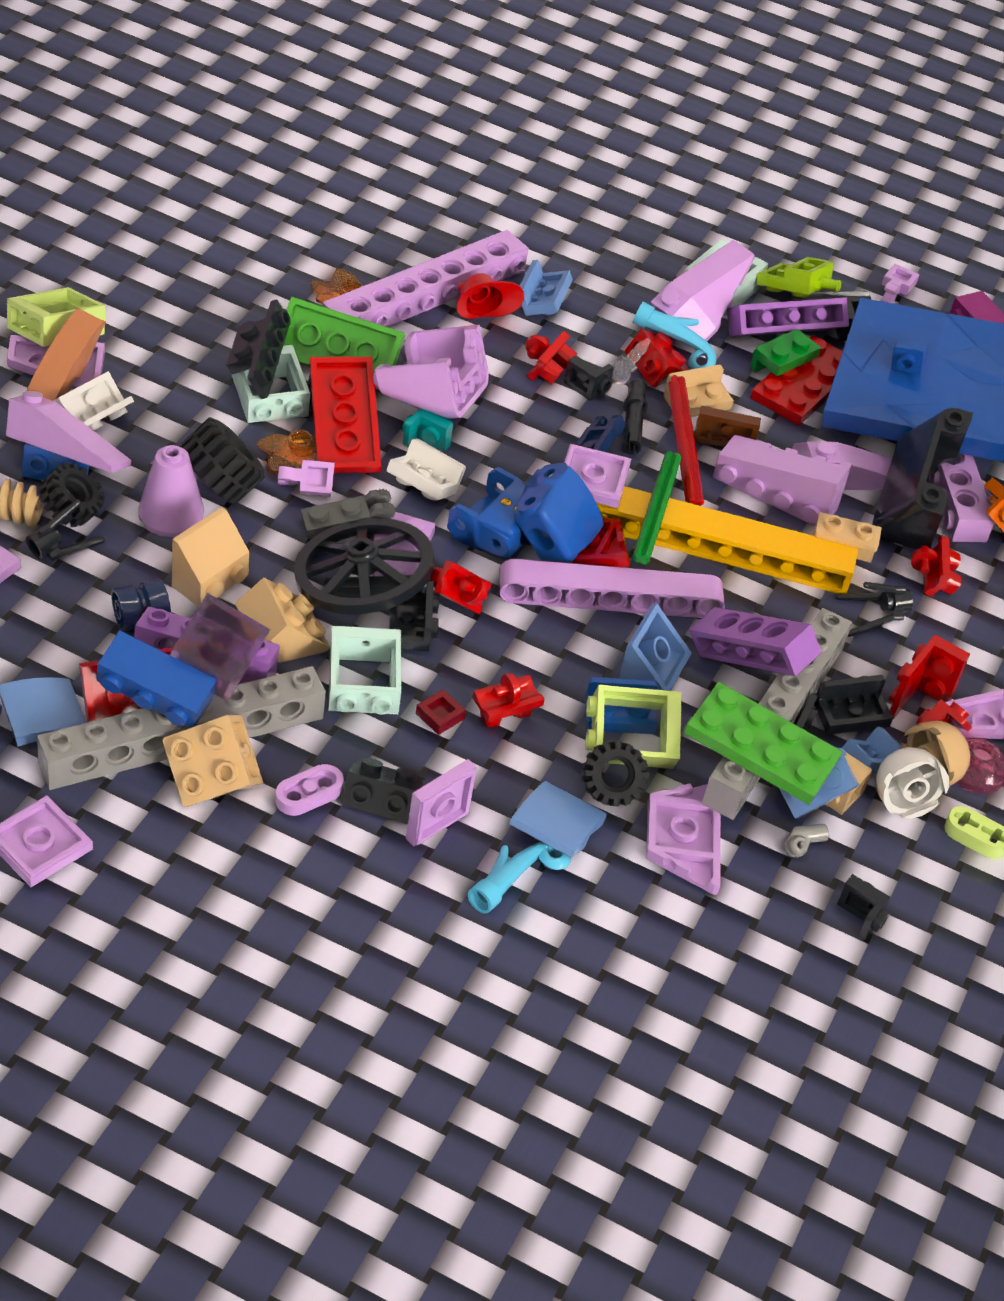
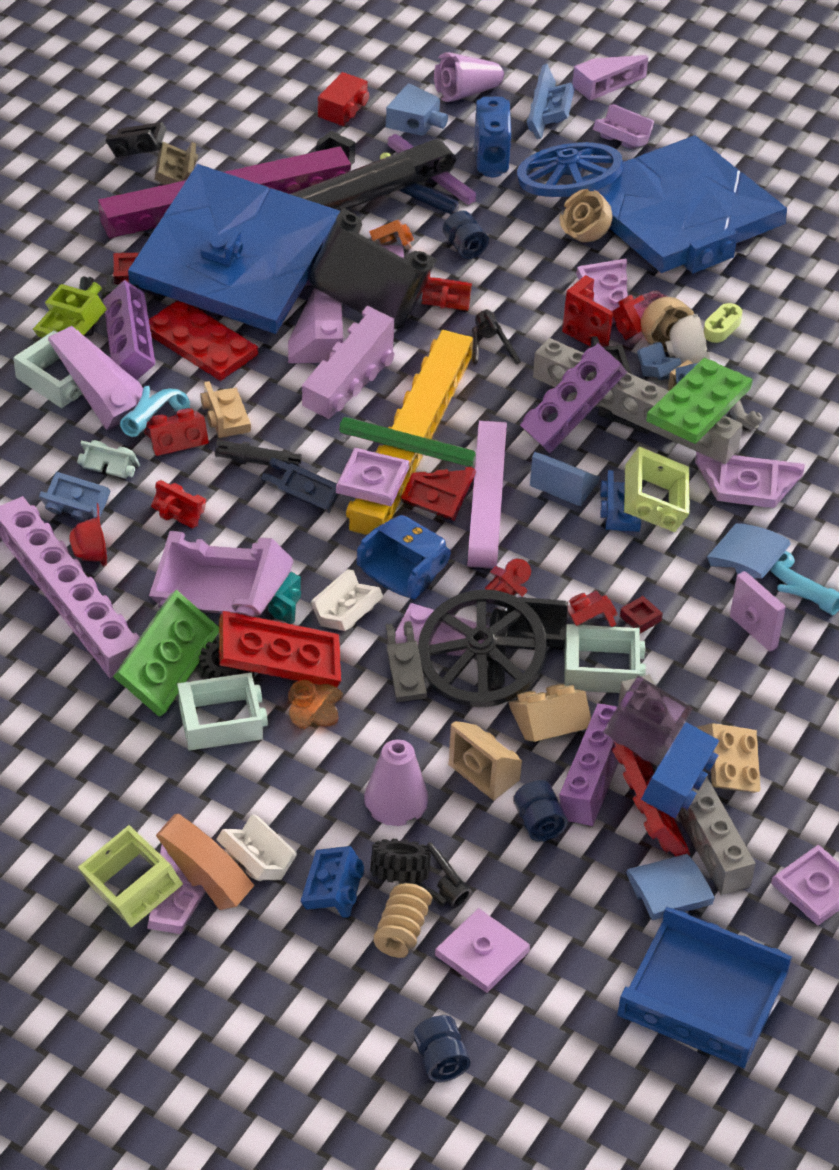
camera: 80 degrees left, 0 degrees up
(58, 431) = (323, 865): lavender wedge -> none
(223, 460) = (361, 734): black tyre -> none
(259, 348) = (198, 705): black bracket -> none
(307, 789) = (741, 707): lavender plate -> none
(314, 477) = (357, 685): lavender plate -> none
(342, 283) = (60, 656): clear orange plate -> none
(381, 789) = (729, 655): black bracket -> none
(427, 659) = (584, 607): none -> red bracket
(507, 698) = (630, 568): red hips -> none
(558, 513) = (425, 505): blue piece -> none
(587, 379) = (210, 480): black bracket -> none
(605, 314) = (119, 461): none -> light aqua hinge
(626, 365) = (195, 457): clear bar -> none
(636, 773) = (708, 506): black tyre -> none
(685, 441) = (295, 419): red axle -> none
(719, 426) = (283, 394): reddish brown bracket -> none
(784, 353) = (178, 342): green bracket -> none
(849, 533) = (423, 337): tan bracket -> none
(865, 903) = (807, 387): black bracket -> none
(898, 281) = (66, 254): lavender plate -> none

